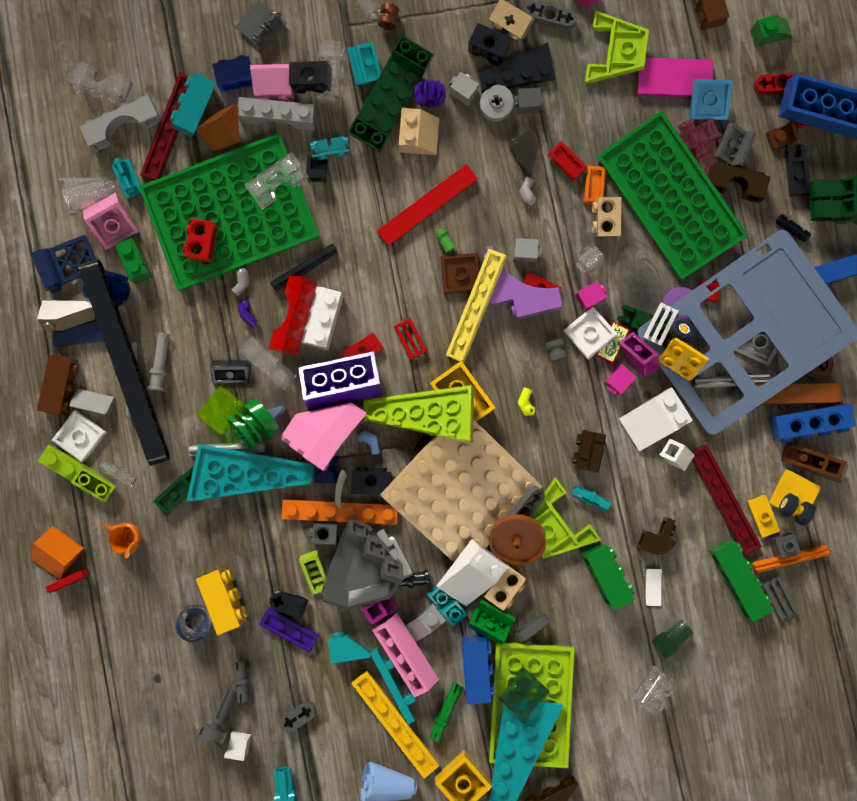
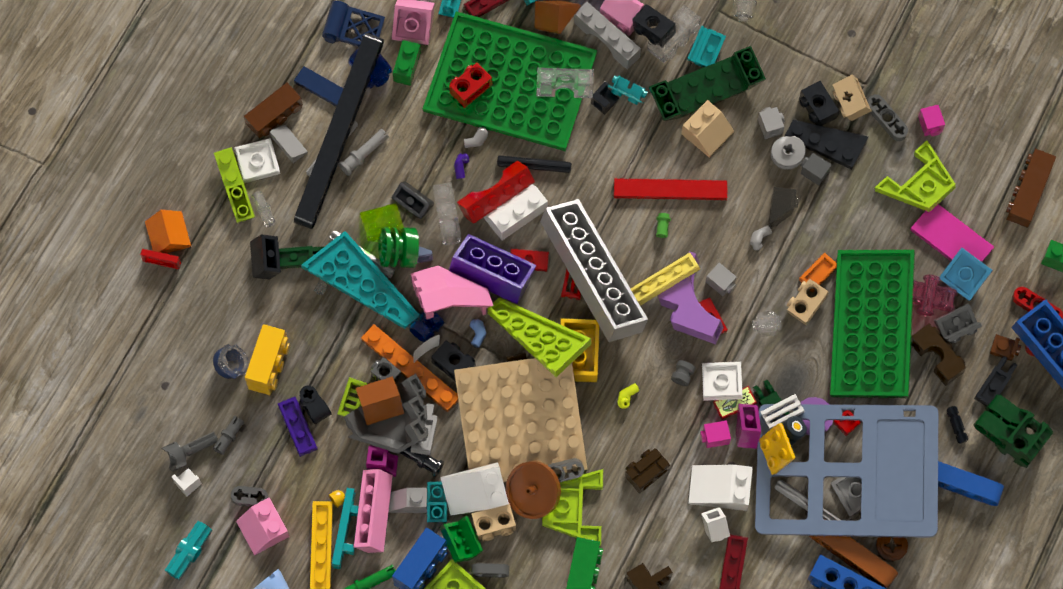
camera: 35 degrees right, 15 degrees down
(64, 314) = (323, 63): slope -> none
(124, 538) = (229, 258): orange hair -> none
(151, 514) = (265, 257): none -> black brick
(328, 733) = (262, 526): none -> bright pink slope
(338, 562) = (380, 400): none -> dark orange slope
(346, 648) = (329, 472): teal slope -> none
(367, 664) = (337, 498): none -> yellow hinge
(388, 17) = (754, 26): copper wheel -> none
(425, 323) = (594, 270): none -> light grey brick
(430, 93) = (739, 106): dark purple gear -> none
(459, 272) = (653, 257): reddish brown tile -> none
(567, 161) = (810, 237): red plate -> none
(591, 295) = (746, 352): dark pink brick -> none
(591, 498) = (619, 508): teal pin -> none

